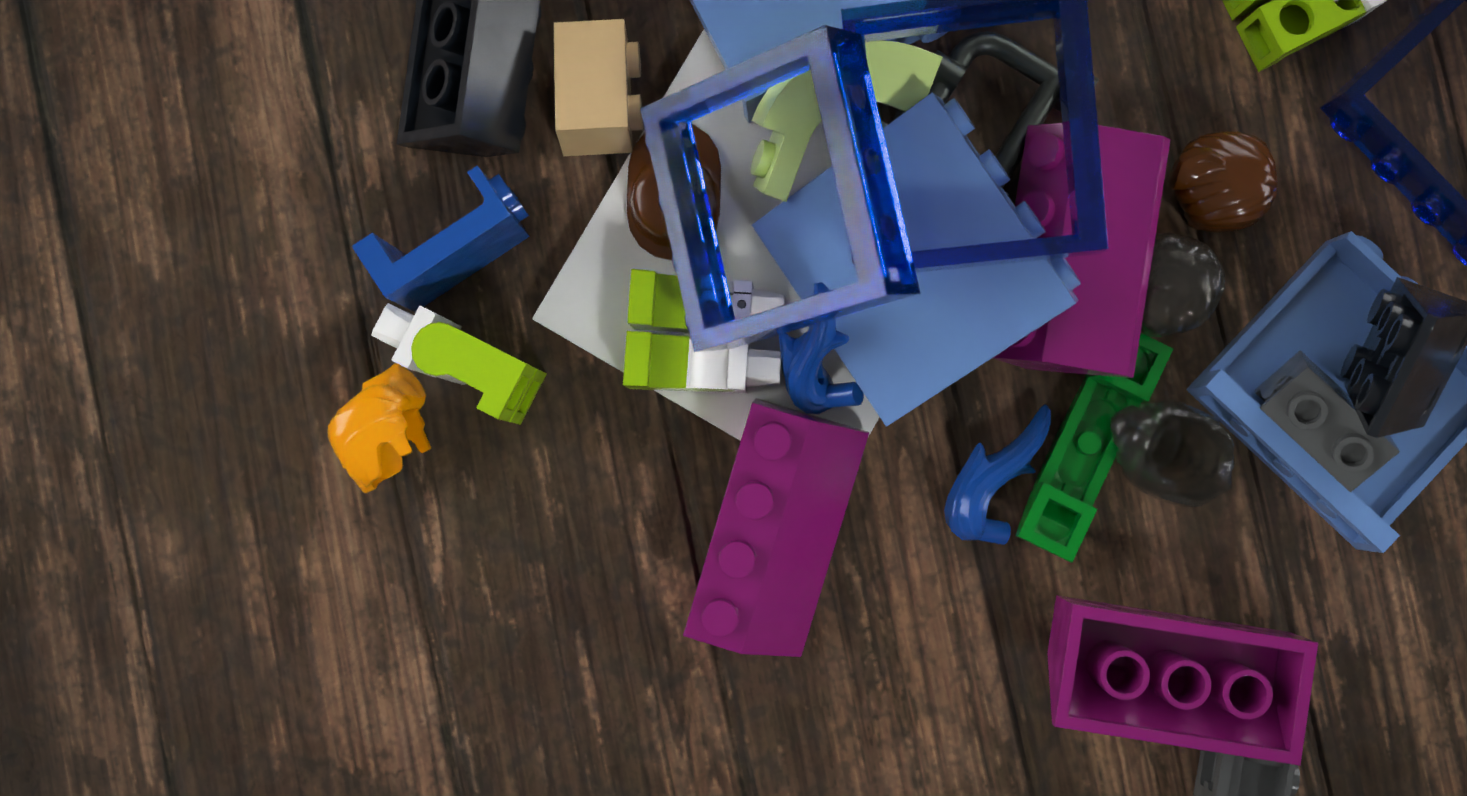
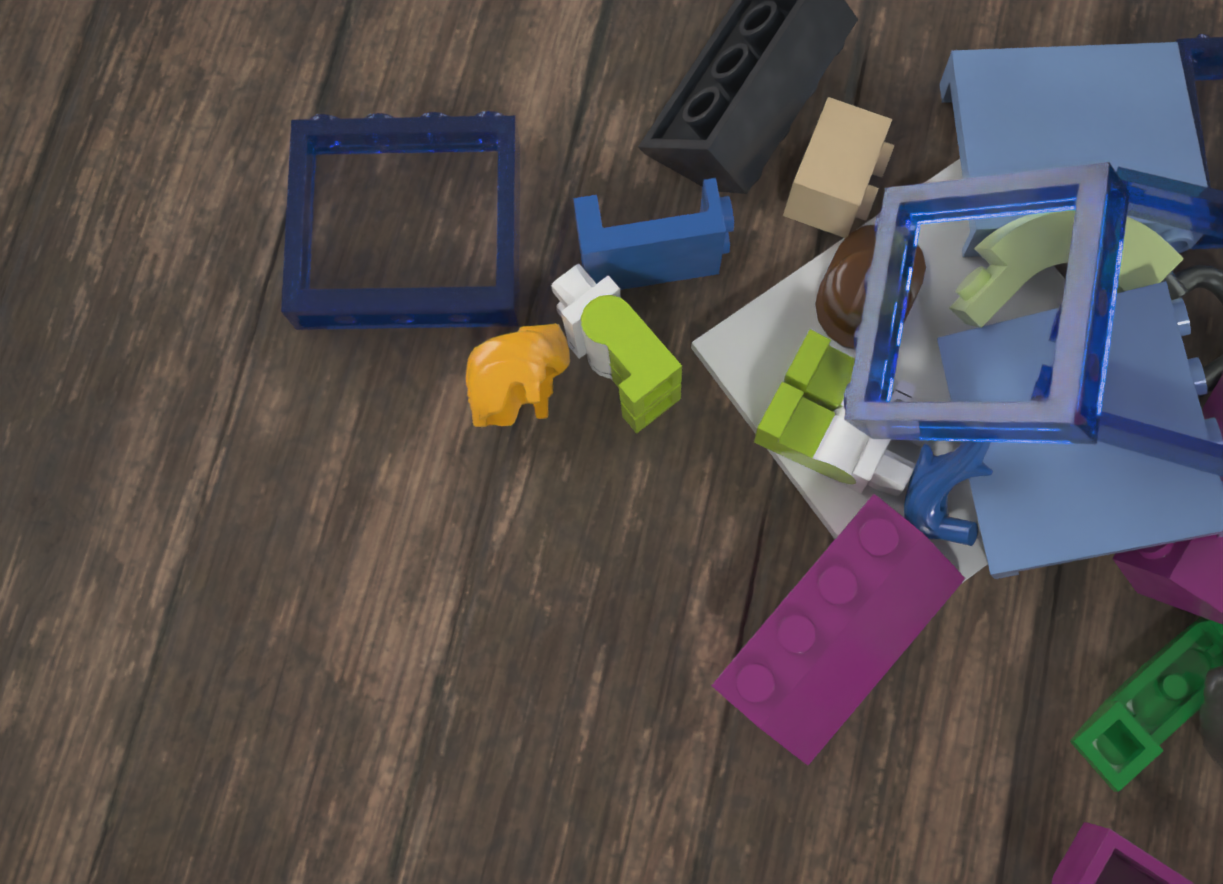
camera: 25 degrees right, 10 degrees down
(144, 241) = (400, 306): none -> clear blue window
(984, 475) = (1056, 671): blue piece -> none

